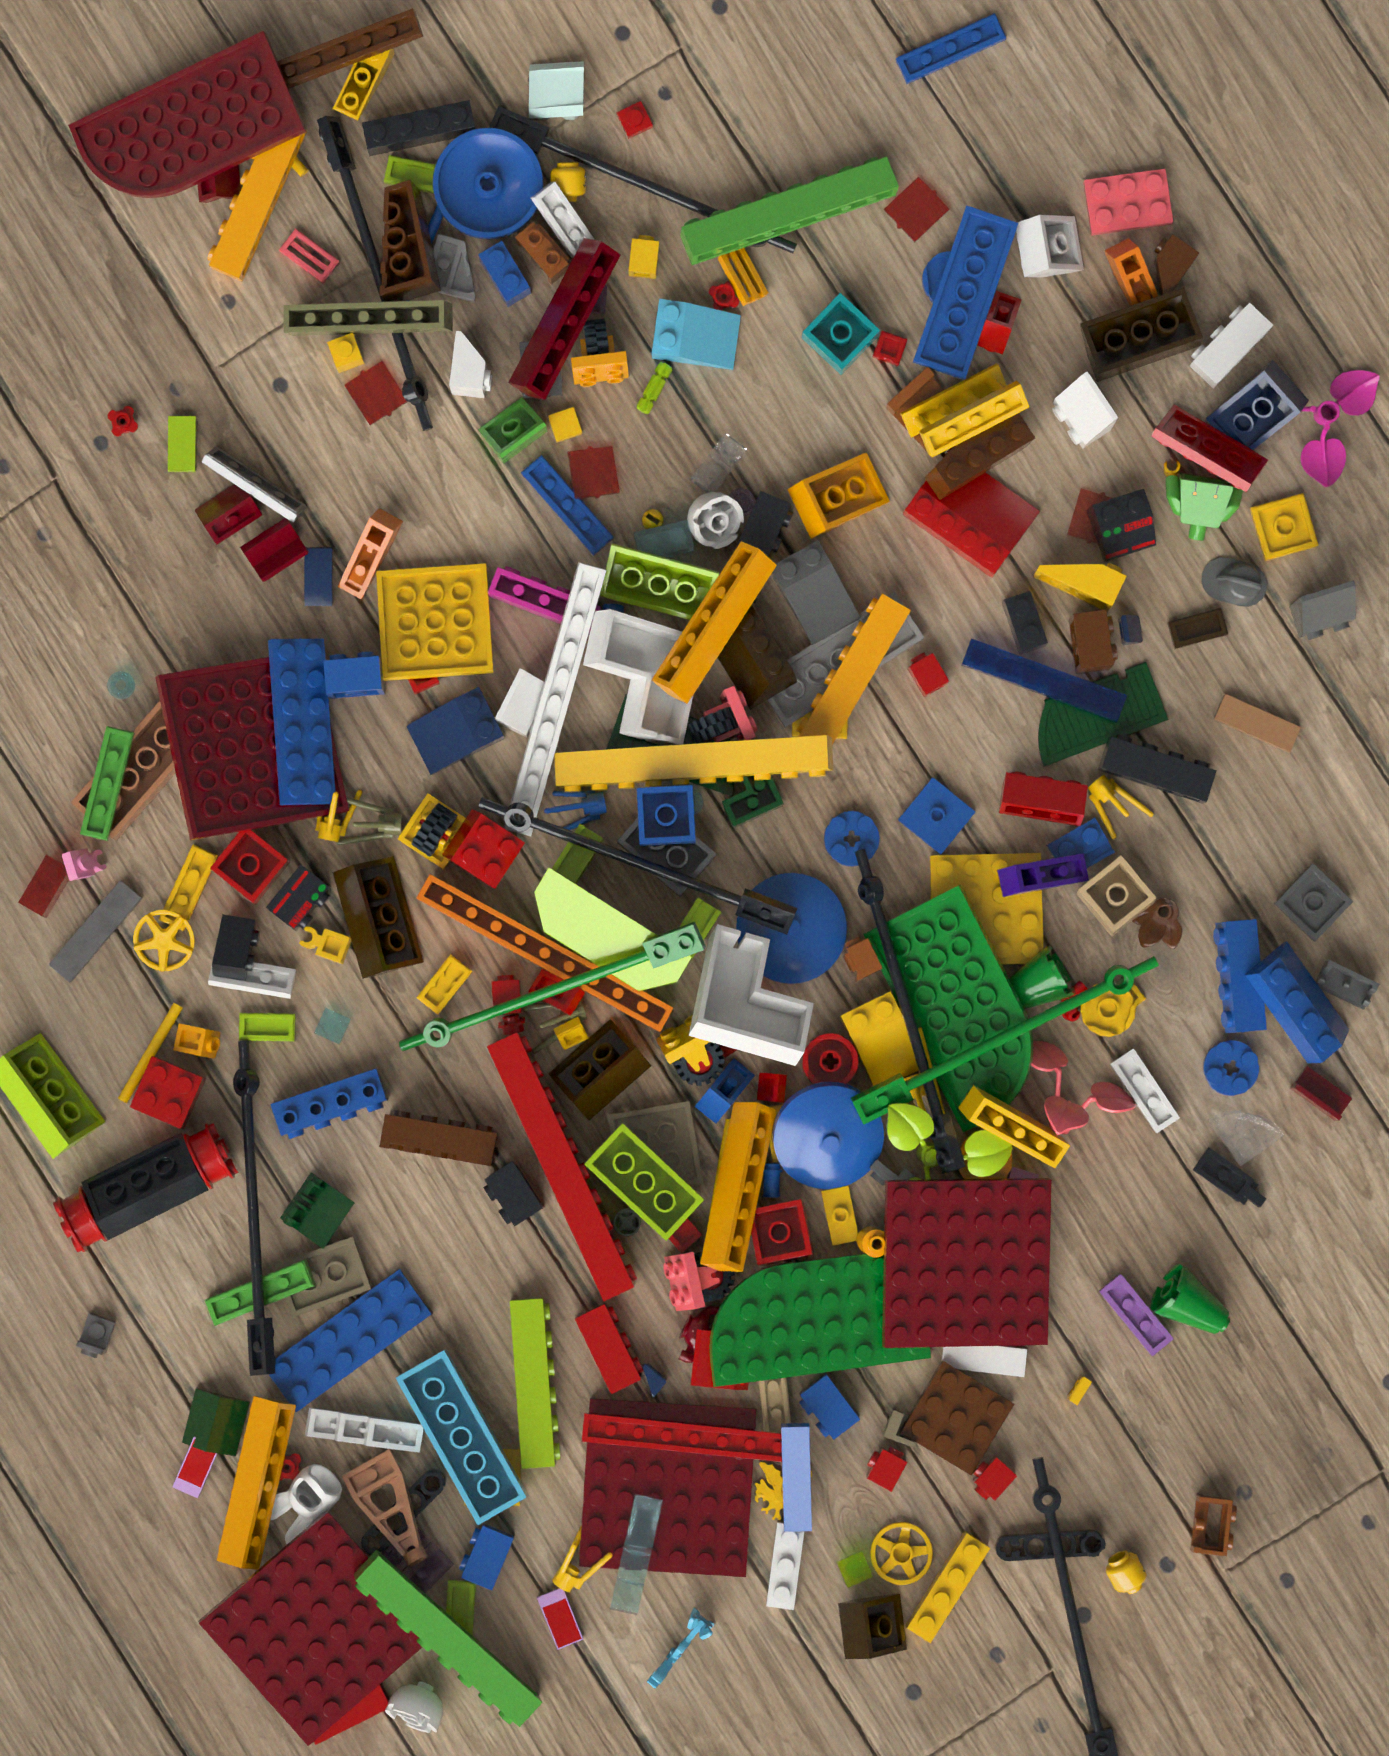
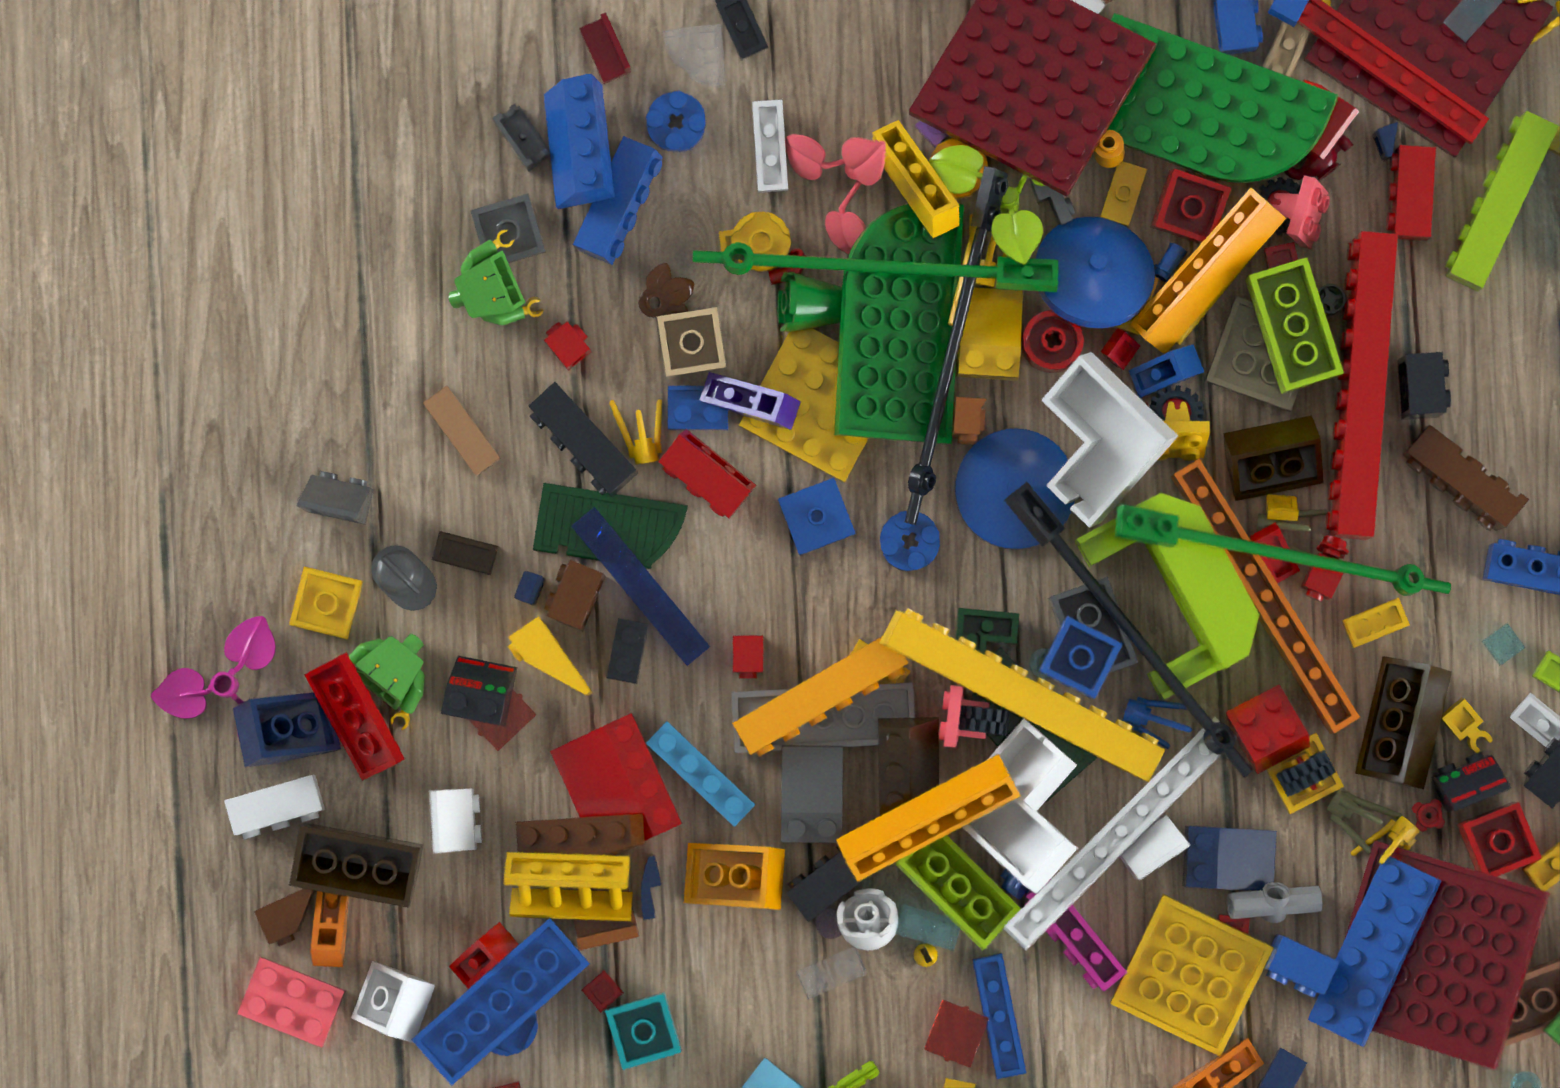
camera: 150 degrees left, 0 degrees up
(316, 863) = (1436, 819): none -> red plate
(401, 715) = (1274, 902): none -> light grey piece
(903, 455) = (650, 879): none -> dark blue slope
(911, 559) = (700, 773): none -> dark azure brick
(1213, 839) = (567, 343): none -> red brick
(1301, 847) = (489, 286): none -> bright green torso

